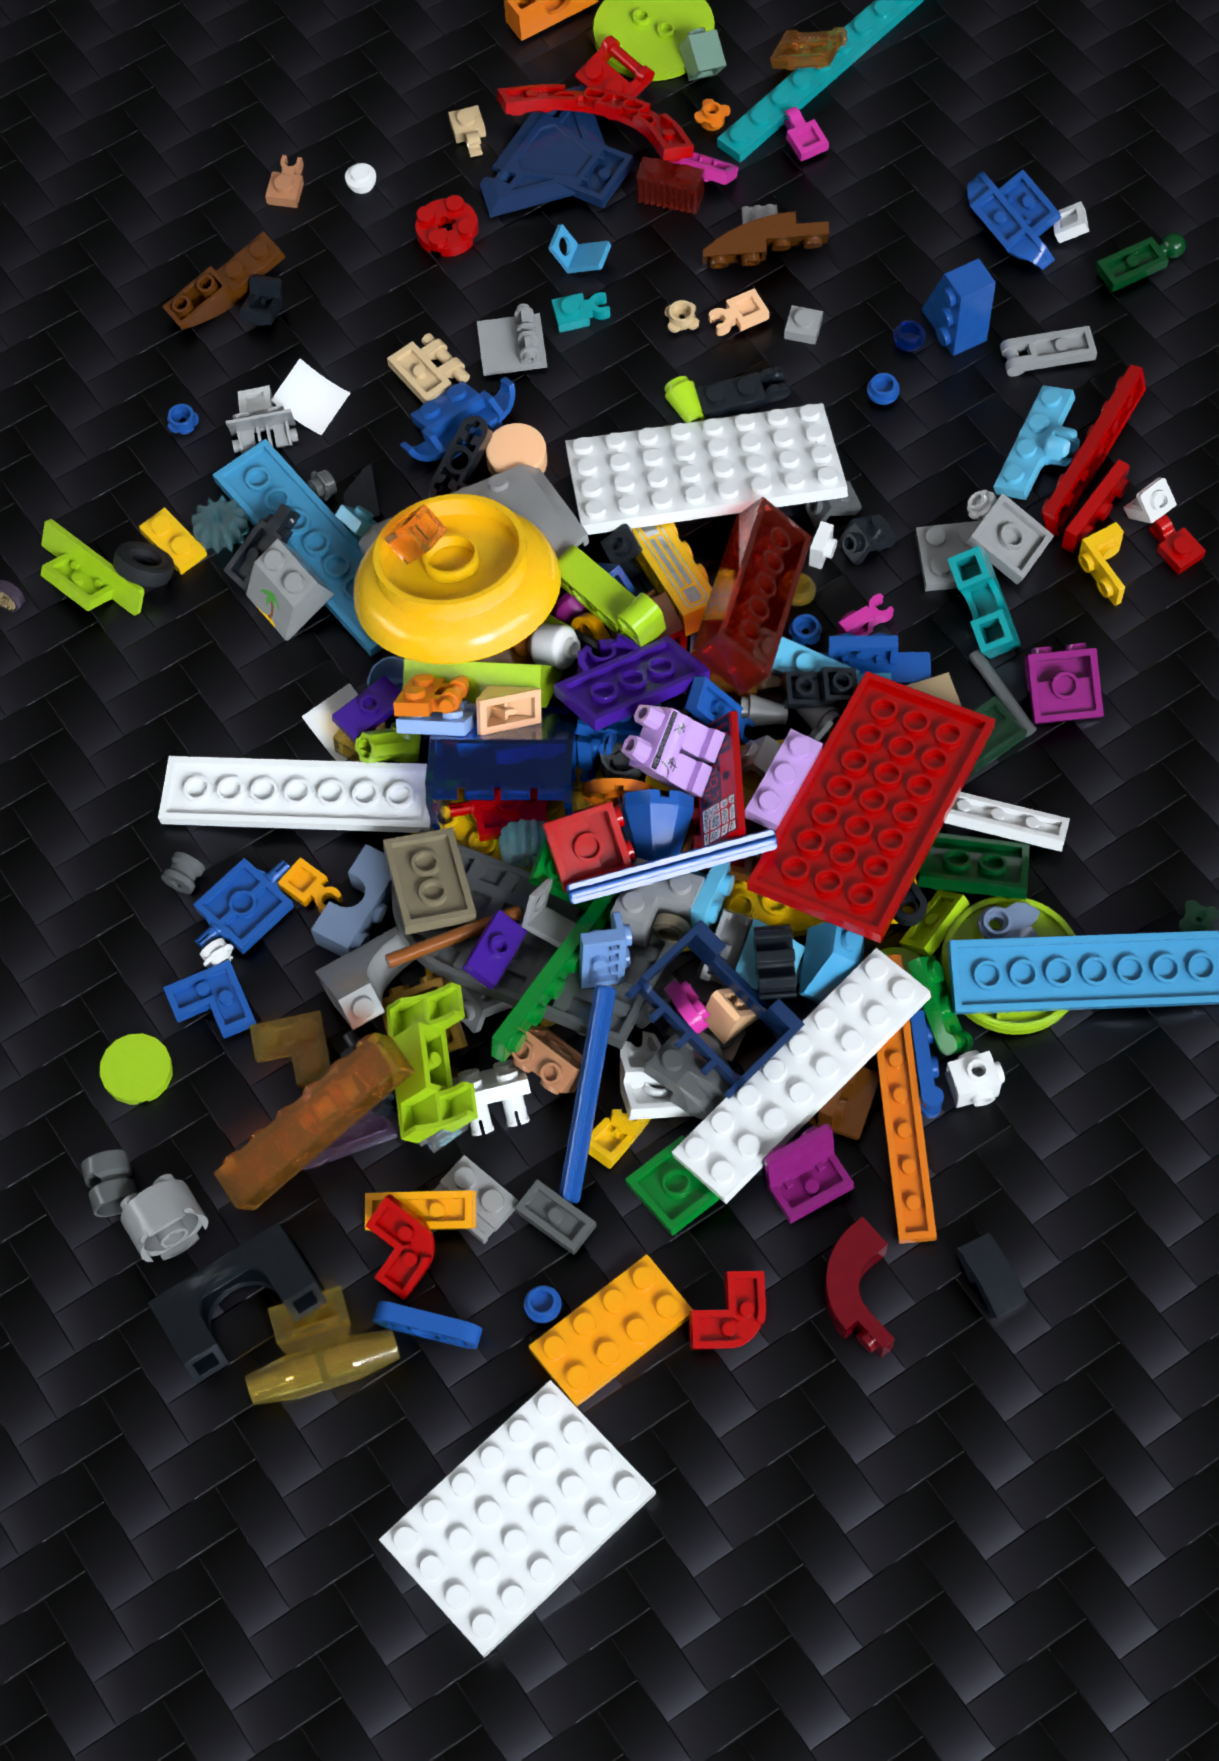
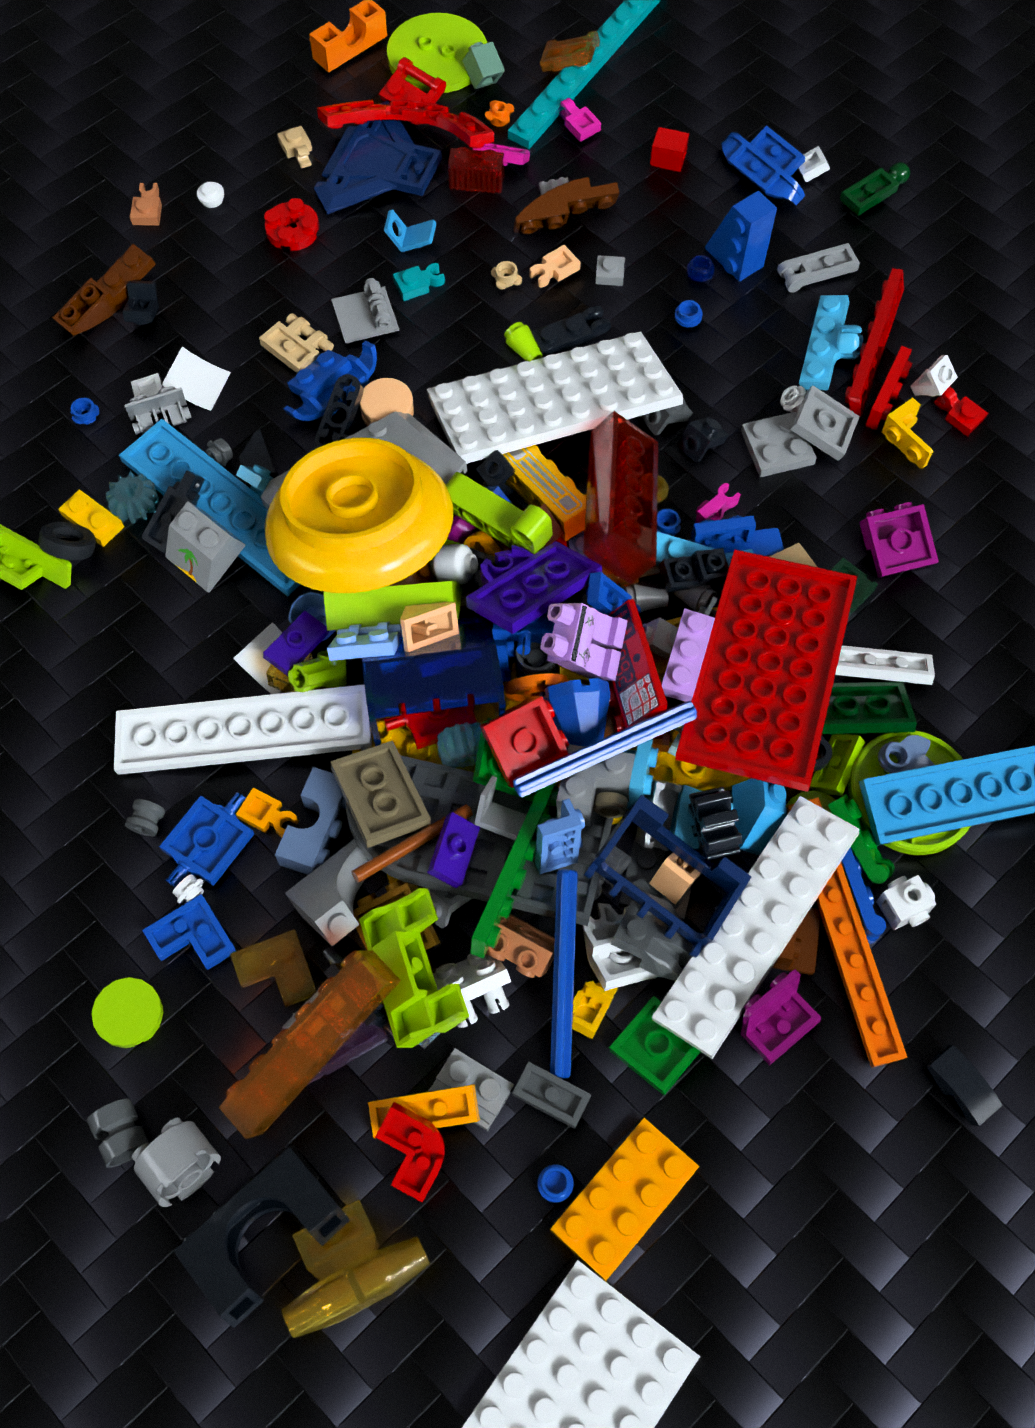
camera: 15 degrees left, 0 degrees up
(416, 534) = (317, 478): clear orange panel -> none
(427, 1325) = (450, 1224): blue beam -> none
(429, 694) = (351, 621): orange plate -> none
(688, 1005) = (647, 880): dark pink plate -> none
(740, 1320) = (744, 1166): red plate -> none
(822, 545) = (667, 449): white plate -> none
(850, 1259) = (833, 1122): dark red arch -> none
(903, 184) = (669, 149): none -> red panel
(989, 611) = (818, 478): teal arch -> none
(1001, 691) = (843, 551): dark grey bar -> none

